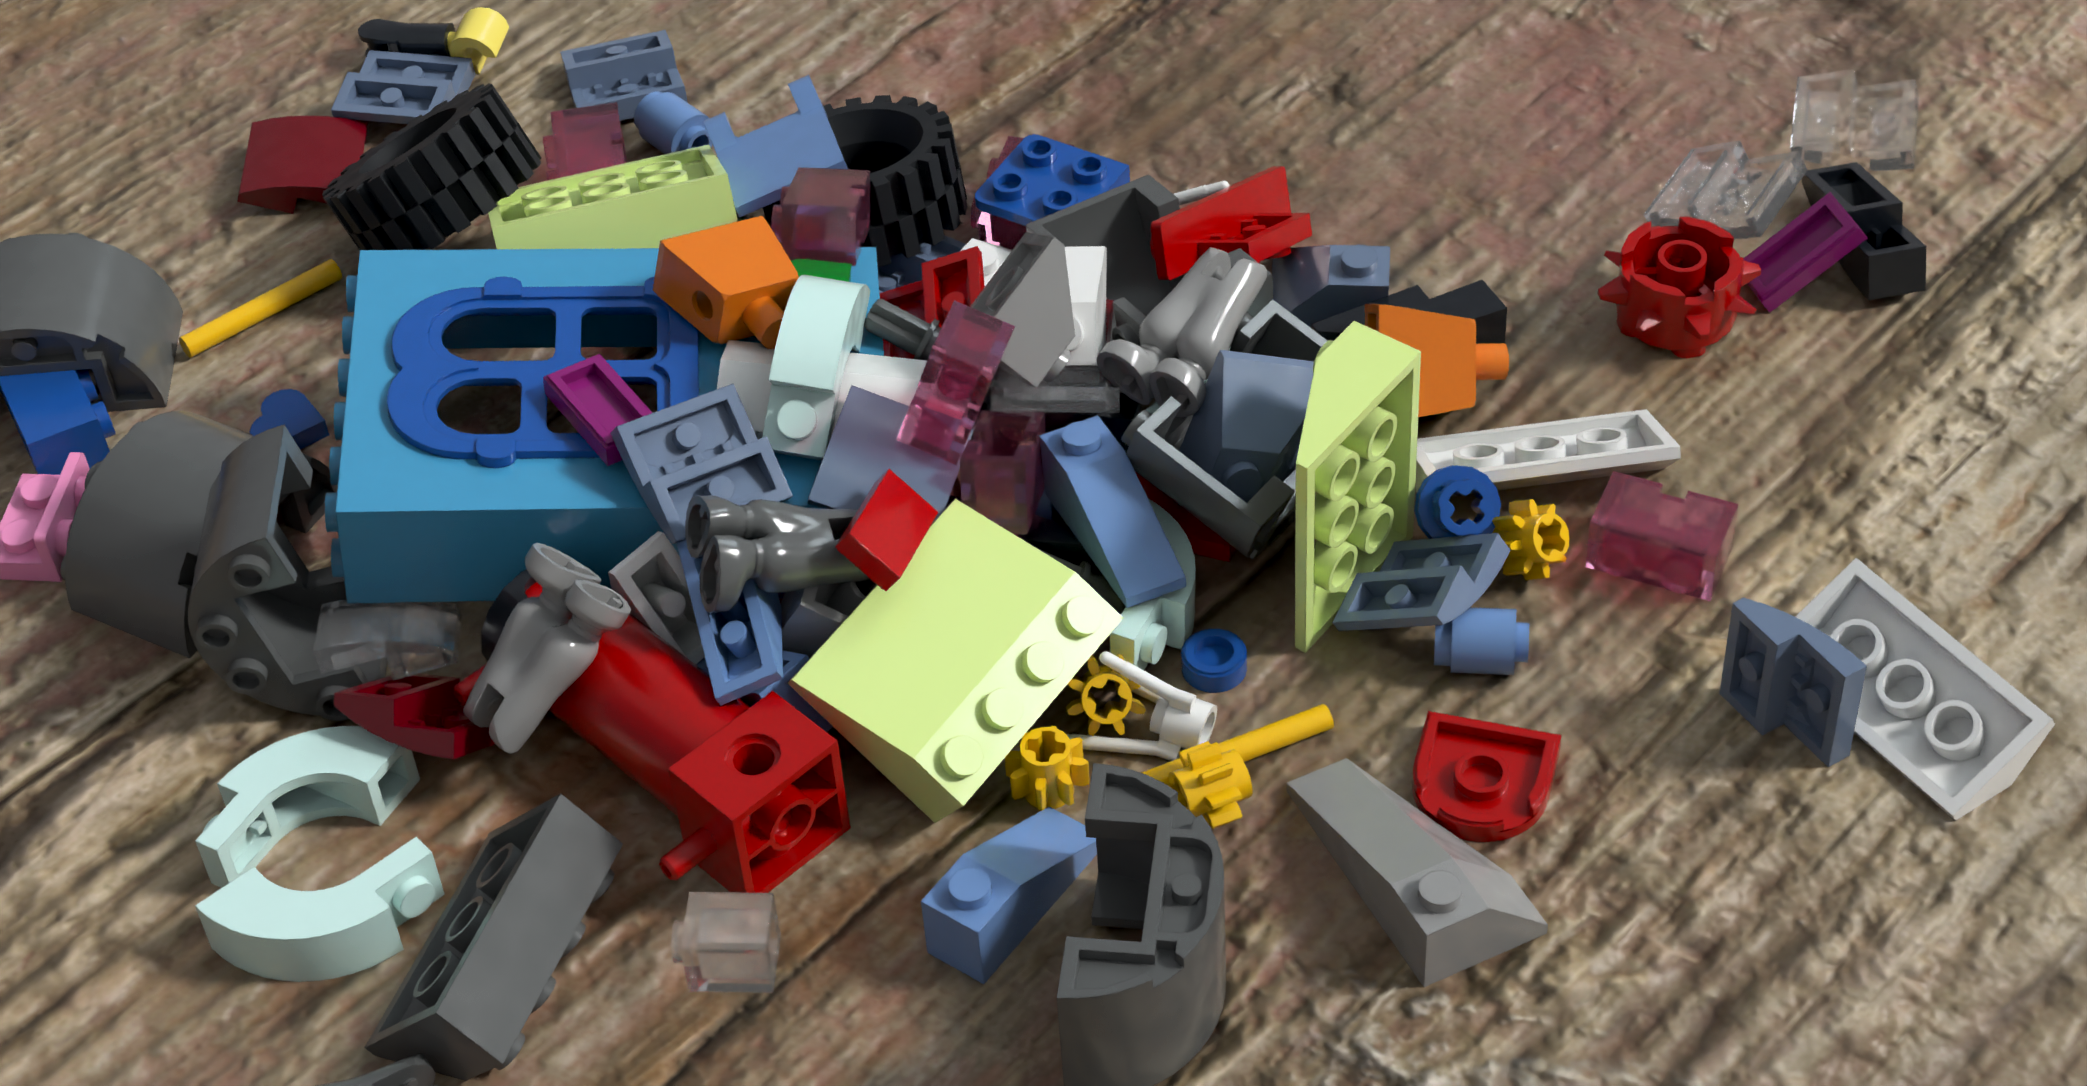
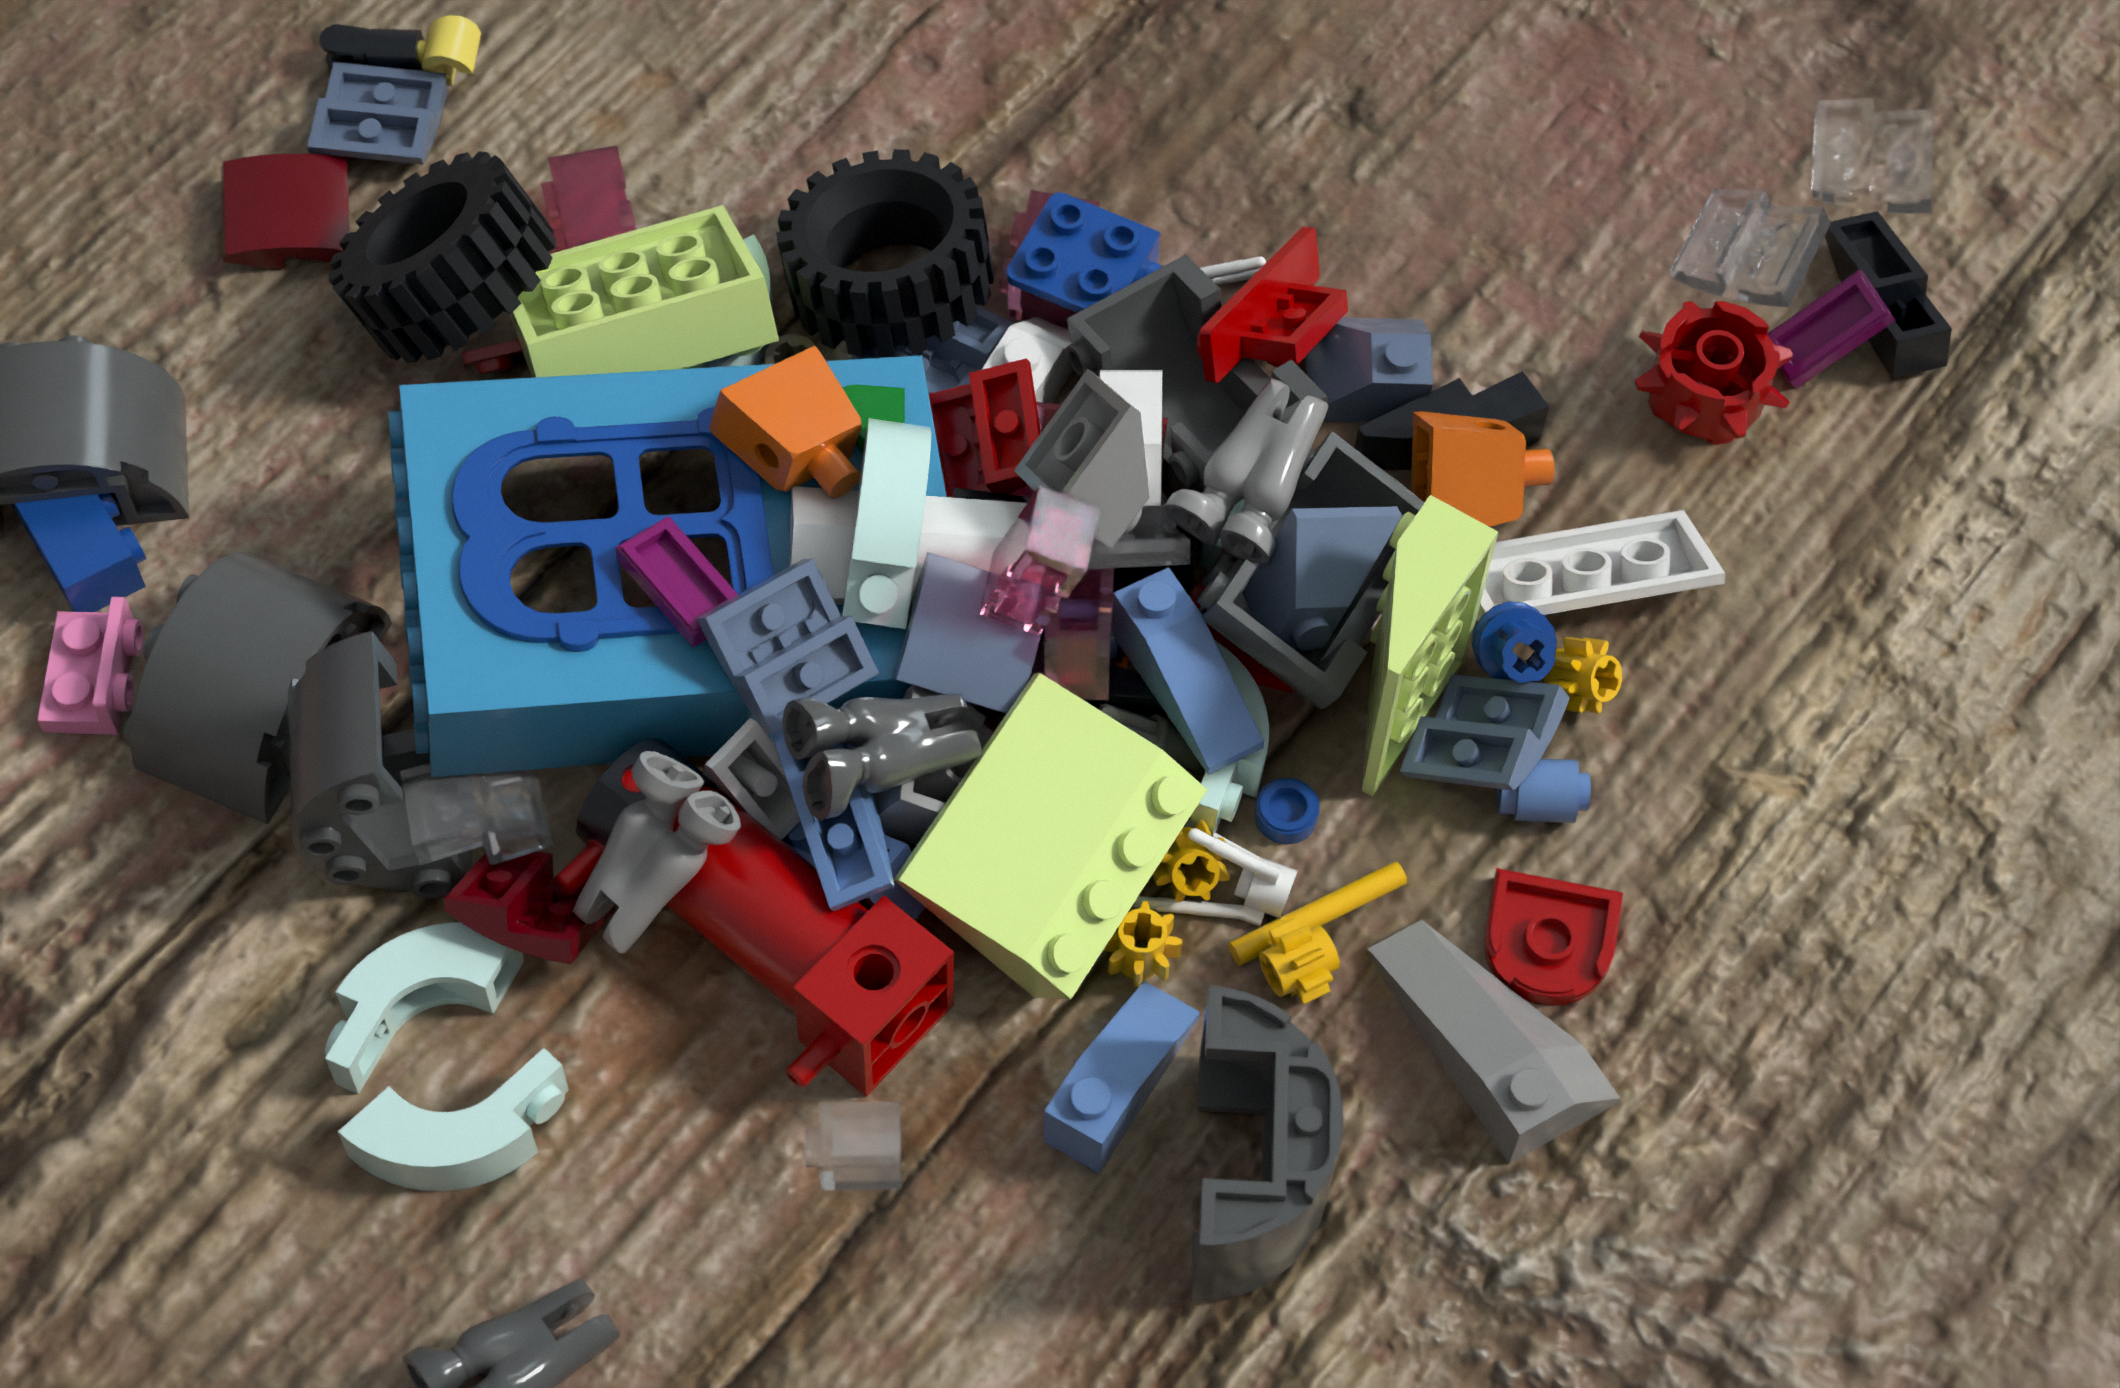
camera: 10 degrees left, 15 degrees up
(260, 308) = (269, 396): yellow bar -> none
(295, 412) = (323, 542): blue tile -> none
(499, 942) = (633, 1152): dark grey slope -> none
(622, 72) = (611, 96): sand blue slope -> none
(670, 123) = (676, 167): medium blue brick -> none
(770, 156) = (809, 237): medium blue flag -> none
(824, 214) = (869, 327): clear pink brick -> none
(886, 530) = (982, 721): red tile -> none
(902, 329) = (984, 473): dark grey axle -> none
(1661, 536) = (1707, 668): clear pink brick -> none
(1792, 676) = (1836, 830): sand blue slope -> none
(1927, 697) = (1942, 837): white slope -> none

